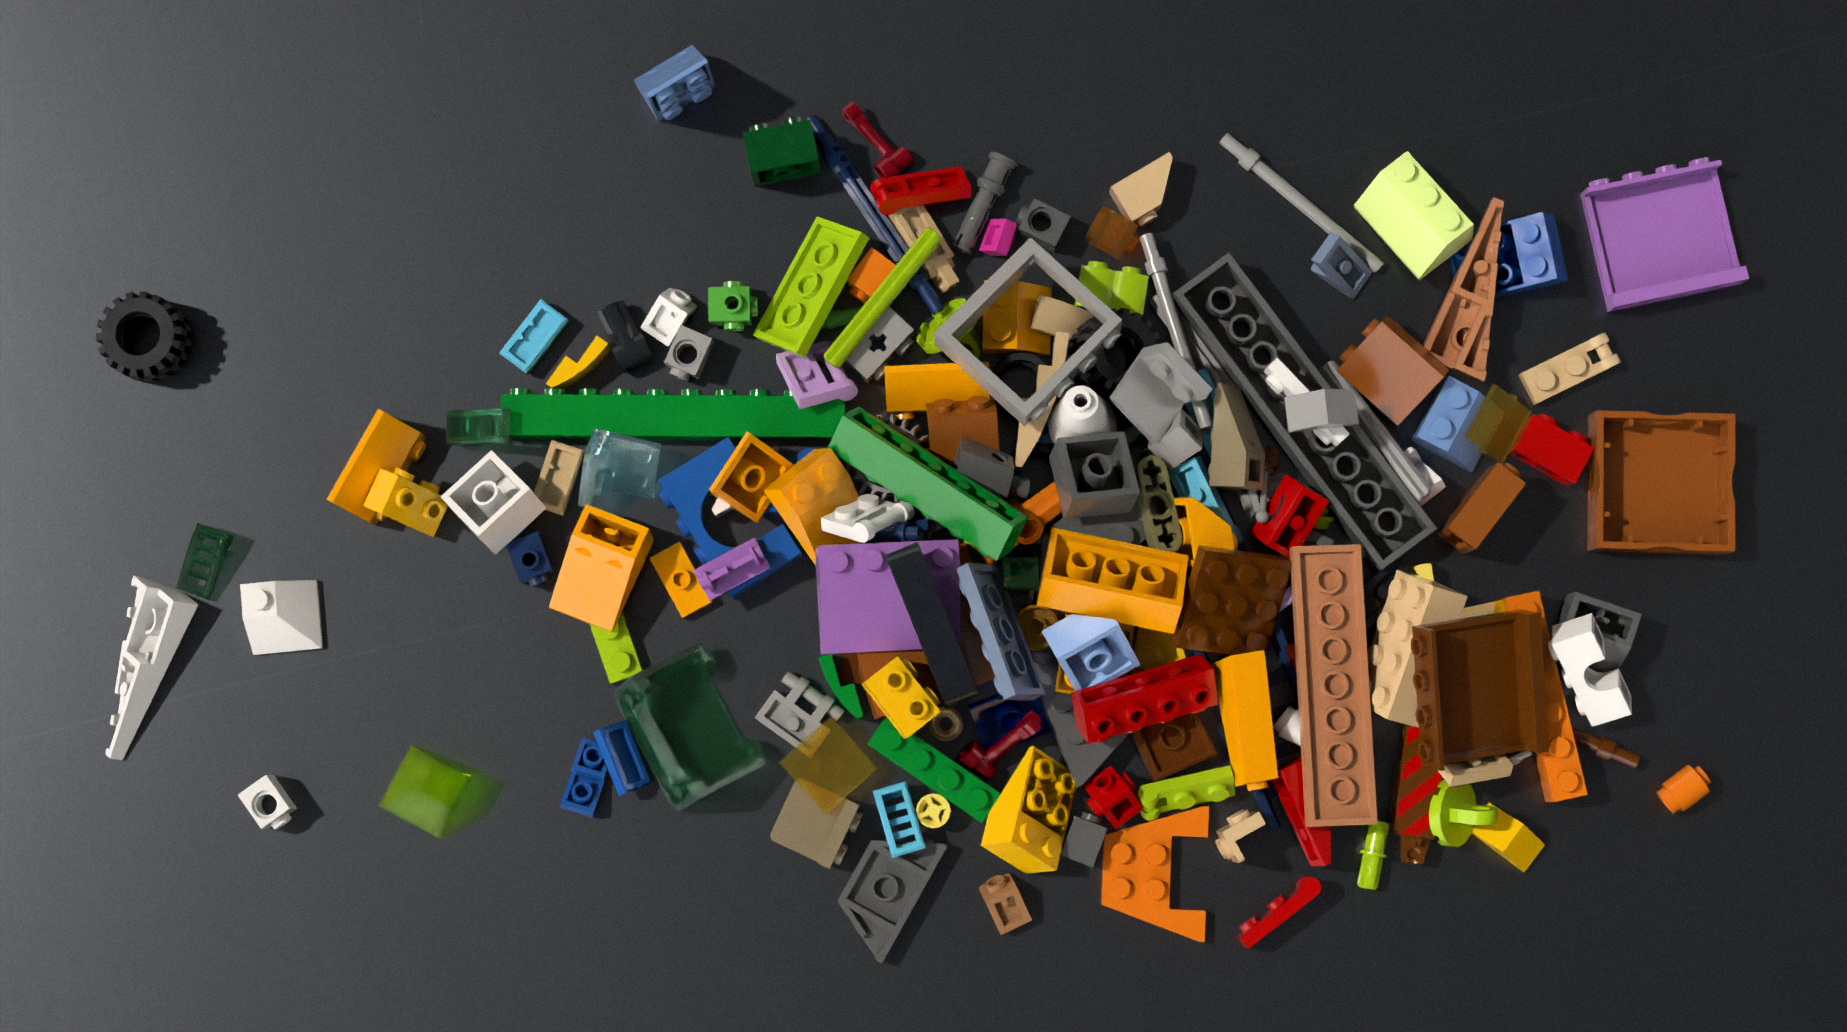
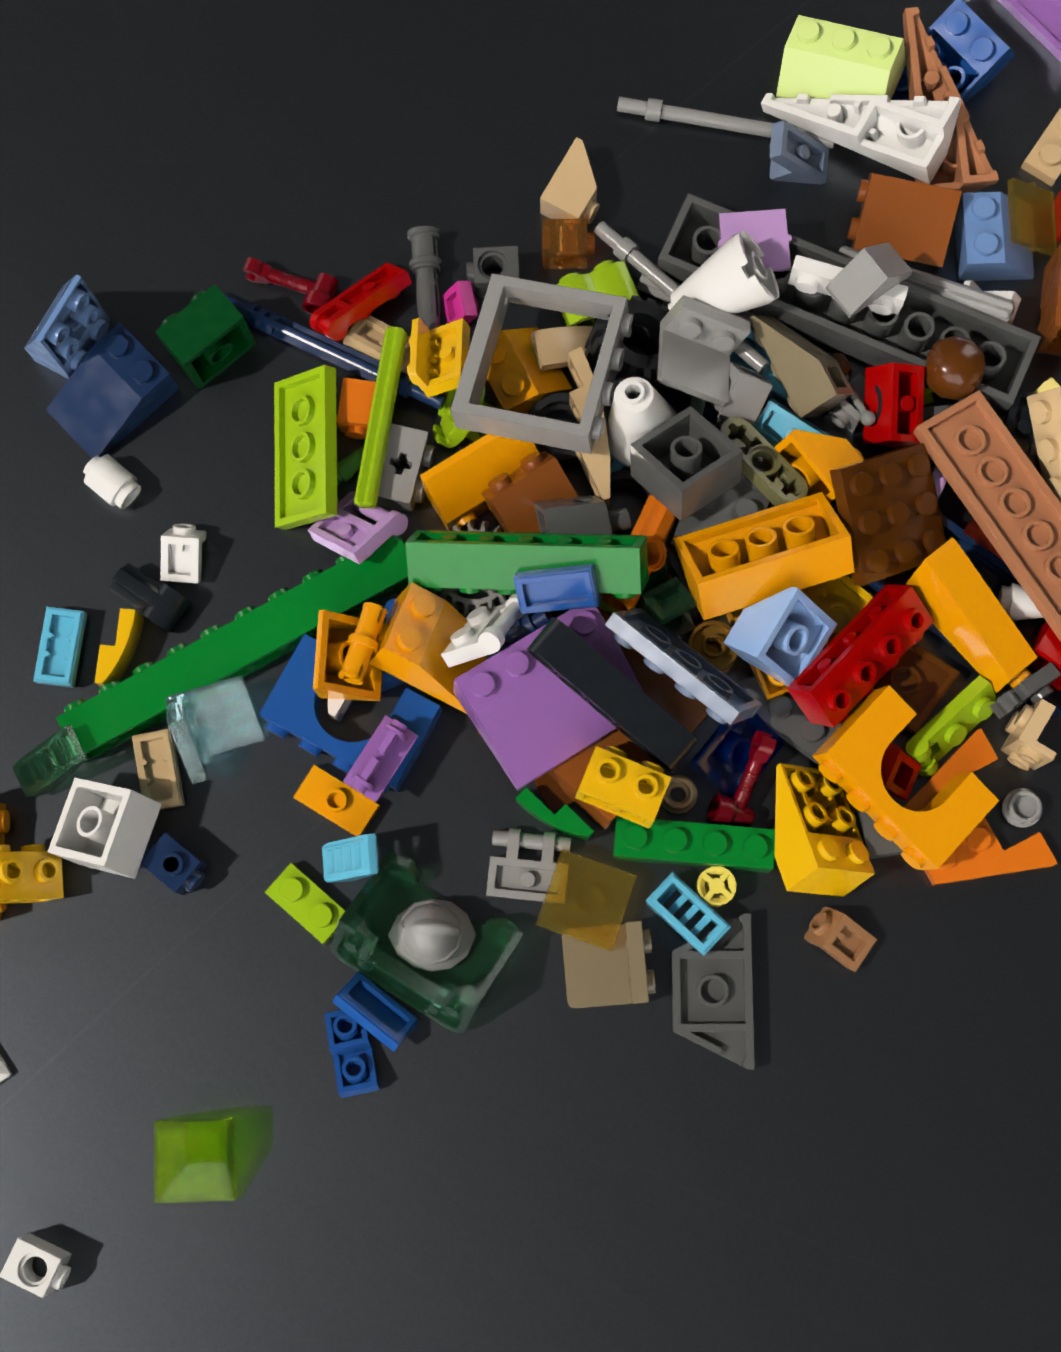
camera: 25 degrees left, 5 degrees down
(600, 567) = (248, 832): light orange slope -> none
(644, 225) = (111, 481): none -> white brick
(666, 632) = (350, 858): none -> medium azure slope
(682, 152) = (111, 392): none -> dark blue slope
(688, 339) = (215, 563): light grey brick -> none
(697, 724) = (432, 935): none -> light grey piece
(720, 300) = (238, 509): bright green brick -> none
(766, 474) = (363, 643): none -> light orange pin
(936, 519) = (557, 588): none -> blue tile
(955, 273) = (438, 355): none -> yellow bracket
(1088, 776) = (854, 761): none -> light orange arch
(1203, 884) = (1022, 808): none -> light grey plate
(1216, 347) = (731, 278): none -> white cone
(1257, 323) = (768, 231): none -> lavender piece
(1264, 799) = (1032, 688): none -> dark grey plate
(1352, 515) = (954, 367): none -> reddish brown hair
(1428, 297) = (897, 133): none -> white wedge

